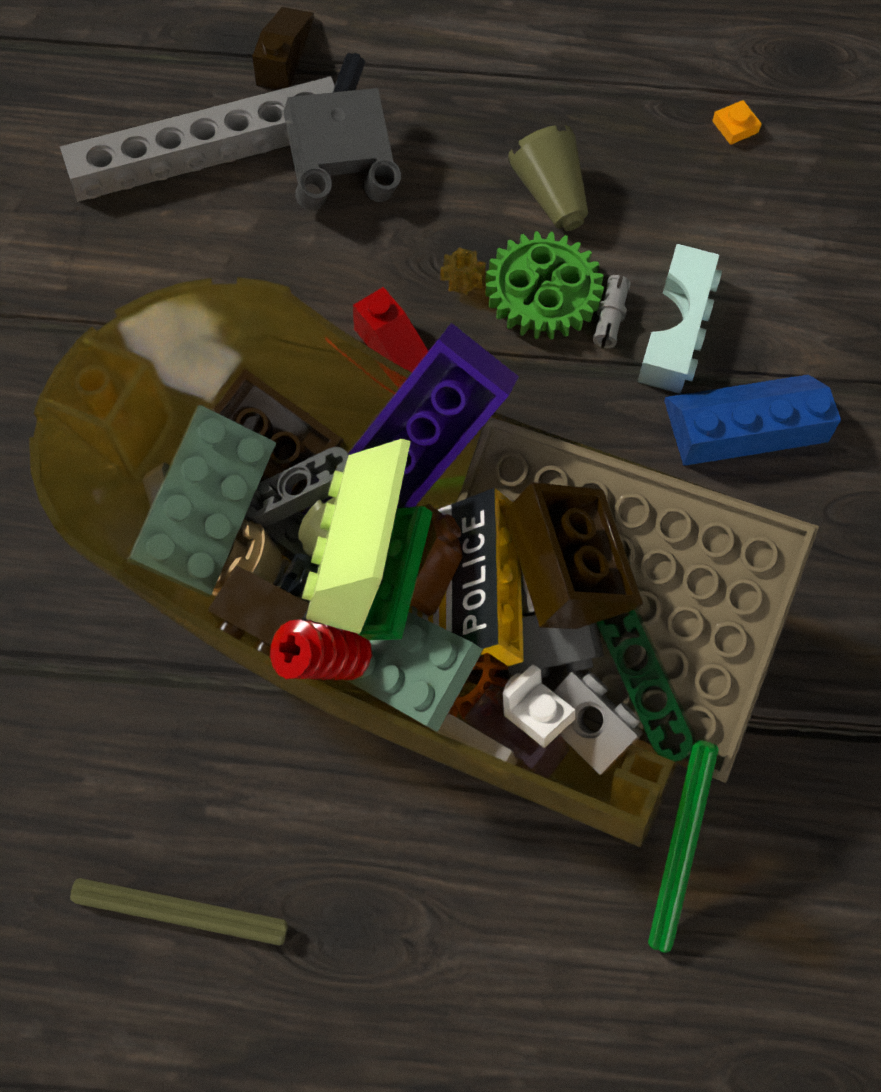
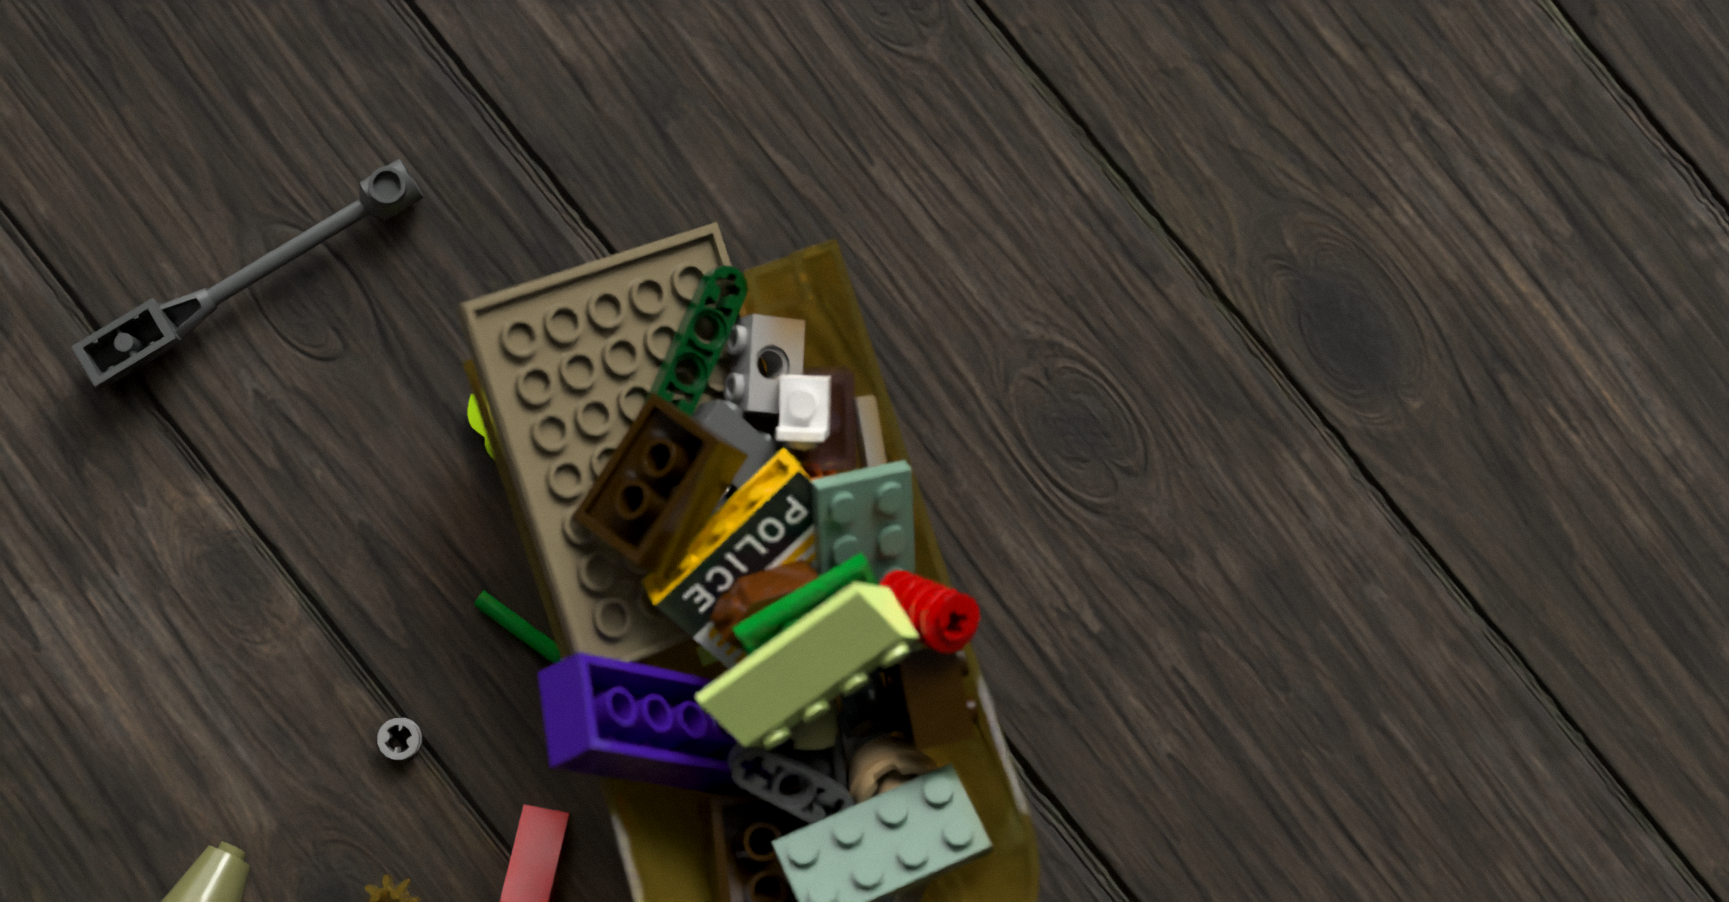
camera: 125 degrees left, 20 degrees up
(179, 911) = (1192, 569): olive axle -> none
(563, 349) = (385, 735): none -> light grey bush
(568, 301) = (336, 854): bright green gear -> none
(611, 311) = (301, 725): light grey pin -> none
(670, 351) = (200, 678): light aqua arch -> none
(683, 845) = (788, 219): green axle -> none
(752, 418) = (302, 502): blue slope -> none

